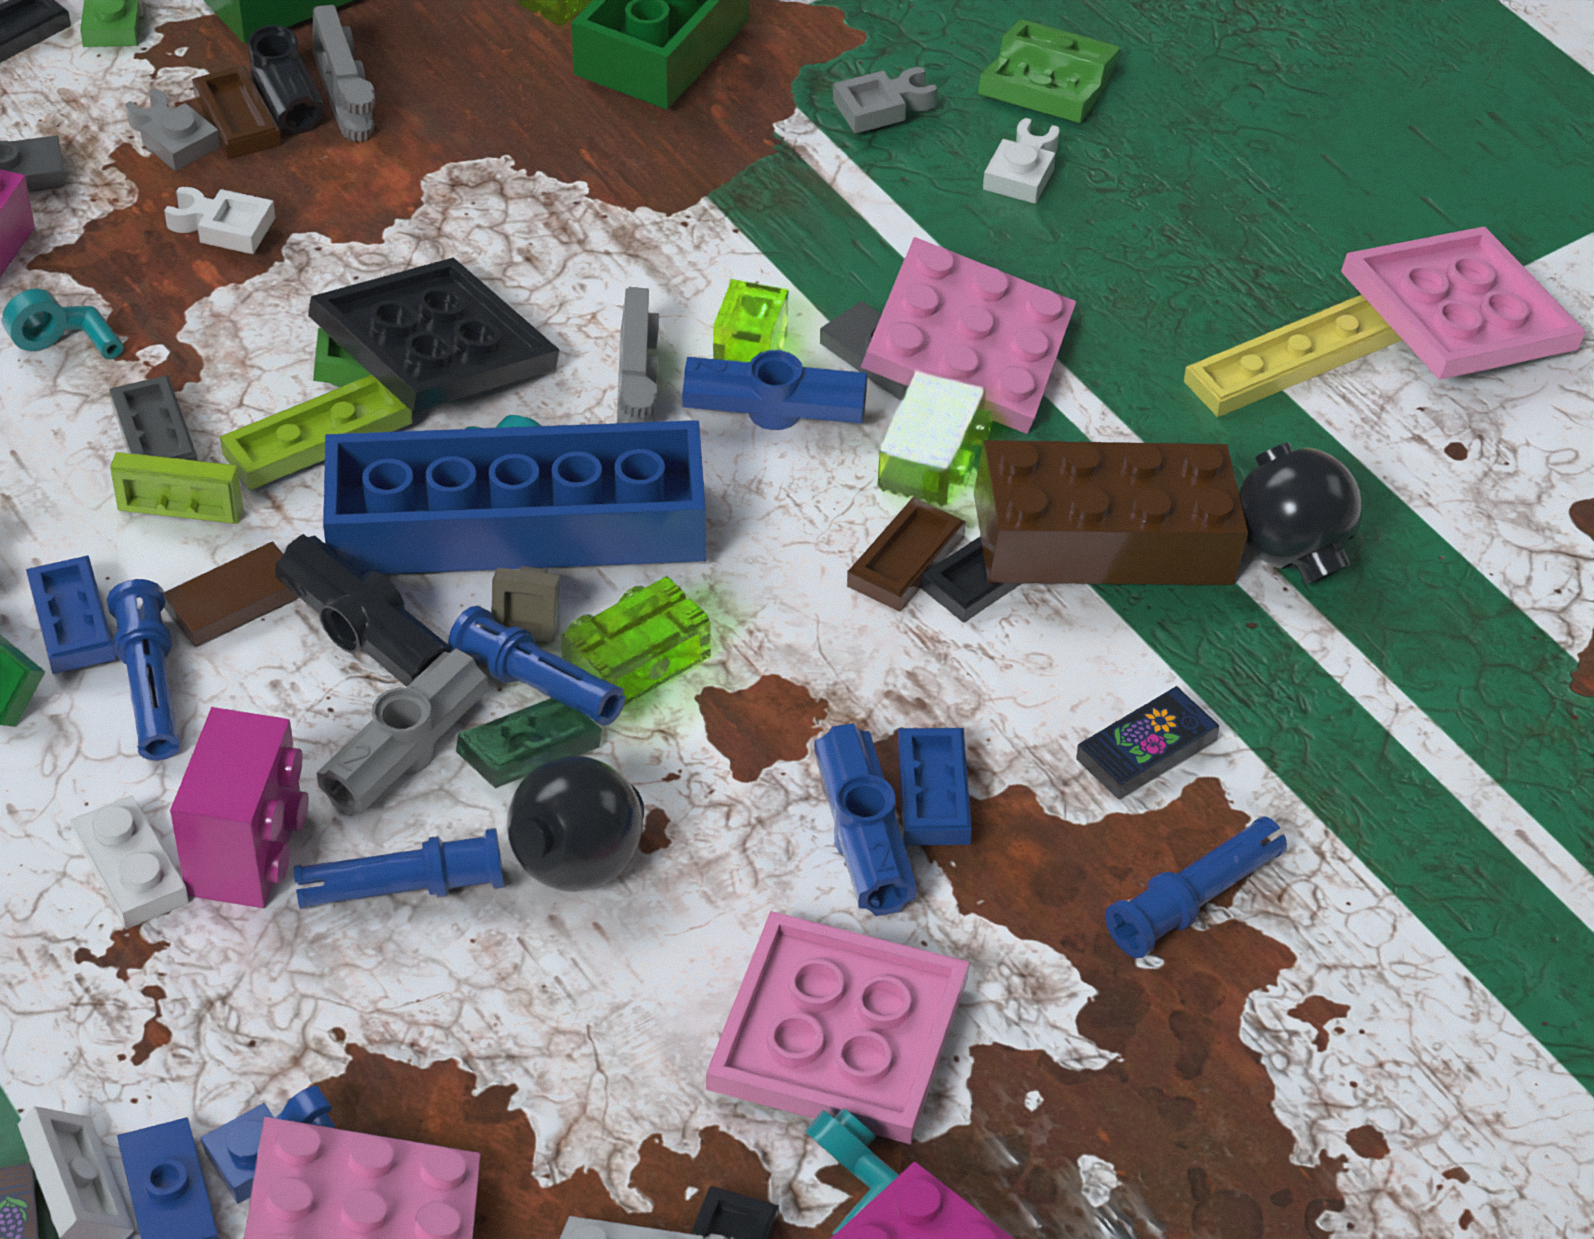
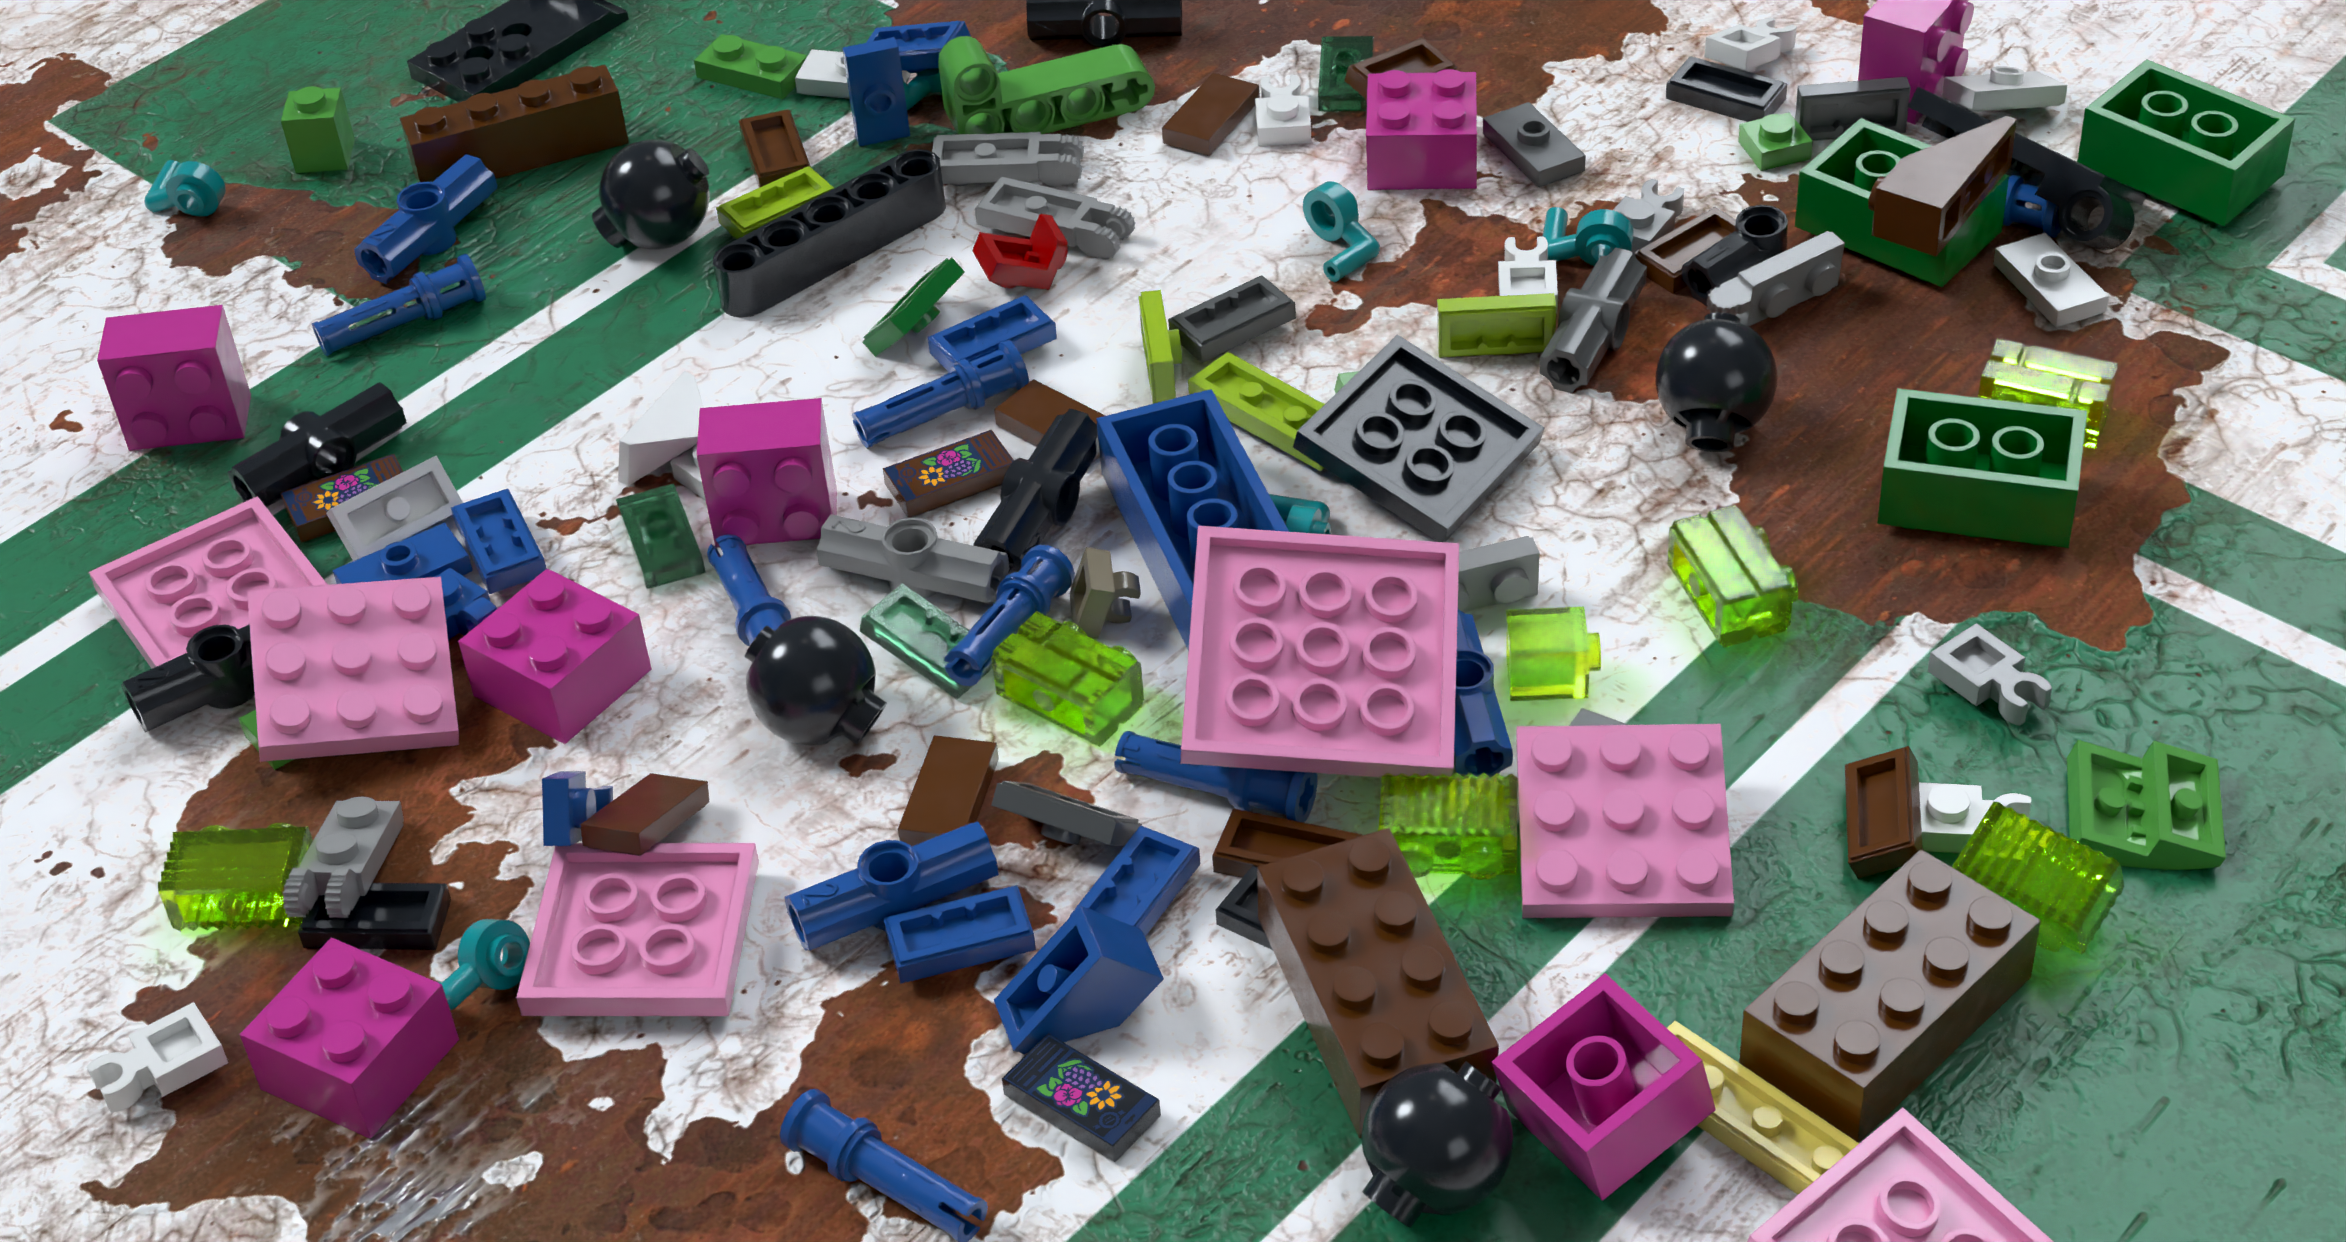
camera: 80 degrees right, 5 degrees down
(74, 901) = (661, 431): none -> white slope
(175, 1085) = (498, 540): none -> blue plate
(200, 159) = (1595, 235): none -> teal plate
(234, 945) = (660, 536): none -> clear green plate
(266, 678) = (948, 473): none -> tile
(286, 252) = (1495, 324): none -> lime plate
(314, 191) = (1593, 320): none -> dark grey piece
(415, 1043) = (555, 655): none -> dark pink brick
(473, 129) = (1716, 380): none -> black brick
(670, 1044) = (568, 805): none -> blue plate
(693, 993) = (644, 814): none -> reddish brown tile
(705, 199) = (1731, 575): none -> clear neon green brick
(738, 768) = (948, 788): none -> reddish brown tile
(749, 434) = (1322, 653): none -> bright pink plate
(816, 681) = (1064, 816): none -> dark grey plate
(819, 556) = (1246, 788): none -> blue pin
(924, 655) = (1143, 879): none -> blue plate
(1009, 196) = (1883, 812): none -> reddish brown tile
(1035, 713) = (1079, 982): none -> blue slope
(1123, 134) = (2044, 875): none -> clear neon green brick
(1210, 241) = (1889, 994): none -> brick
(1271, 394) = (1604, 1086): none -> dark pink brick

